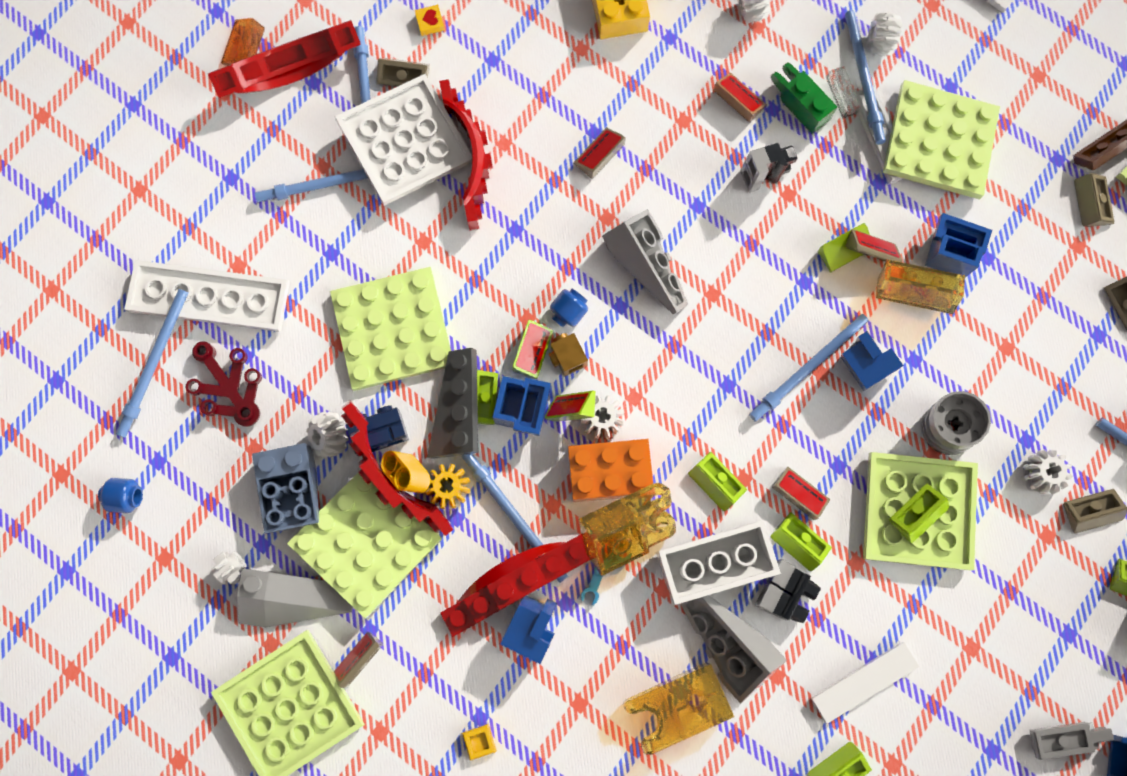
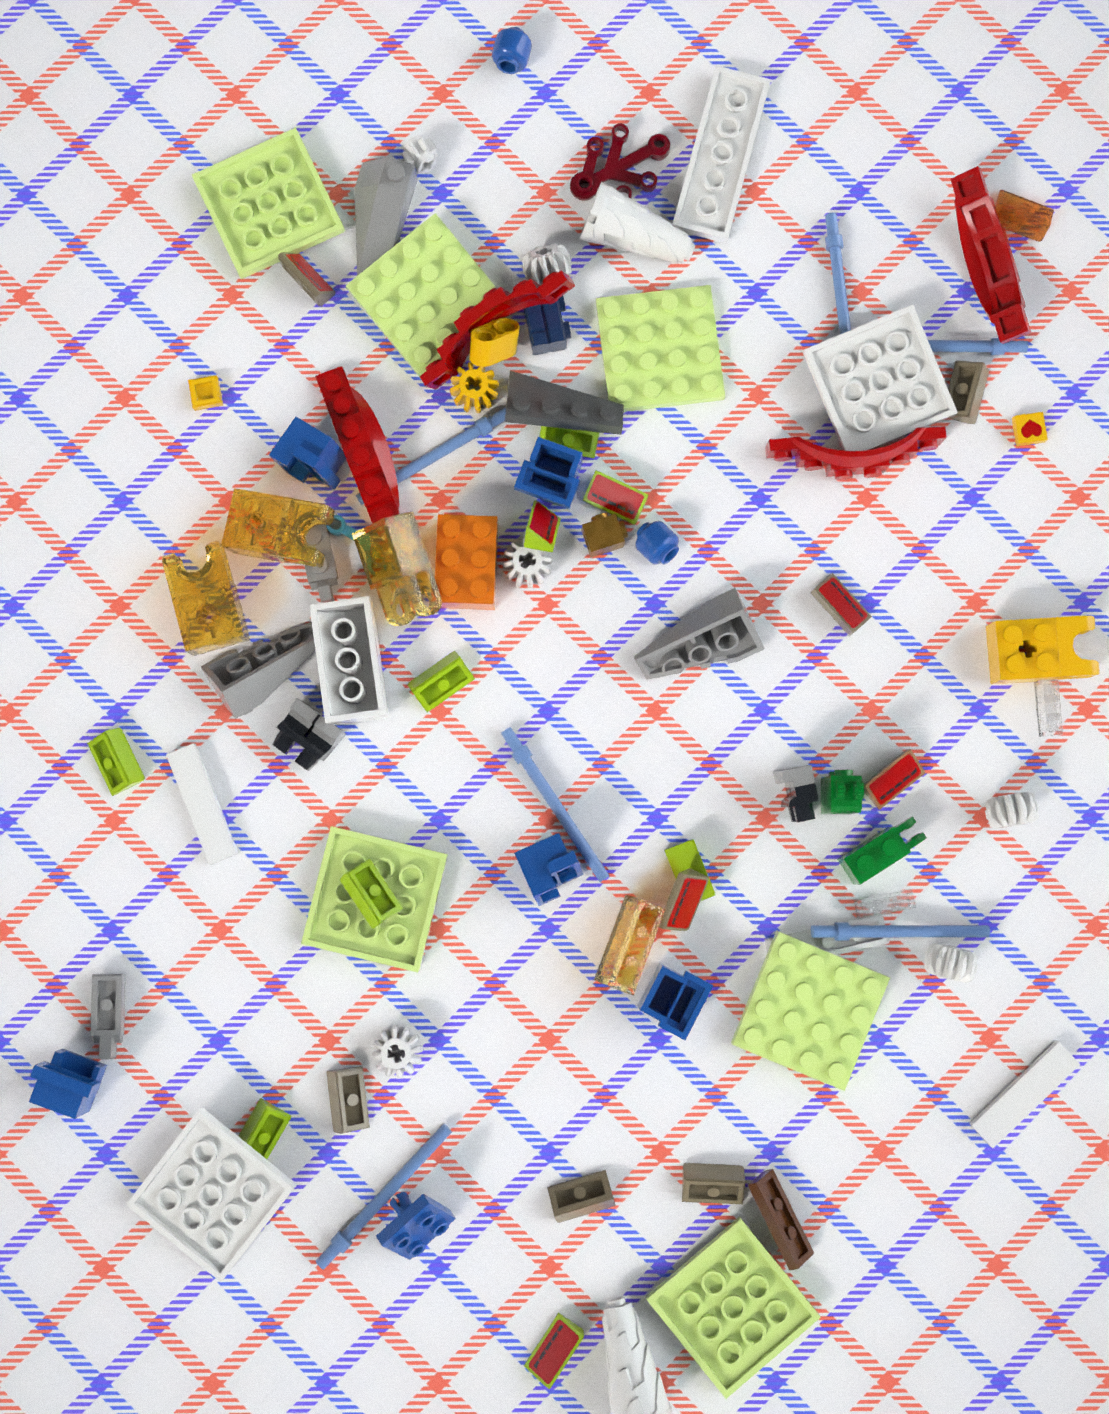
camera: 100 degrees right, 5 degrees up
(132, 410) = (604, 68): medium blue bar -> none
(284, 364) = (629, 227): none -> white cone
(287, 487) = (494, 219): sand blue slope -> none
(604, 641) = (283, 529): none -> clear yellow brick
(623, 608) = (326, 576): none -> light grey hinge
(764, 127) = (841, 793): none -> green hinge
(801, 493) = (413, 770): slope -> none
(801, 542) = (361, 762): lime slope -> none
(966, 413) = (472, 969): light grey wheel -> none

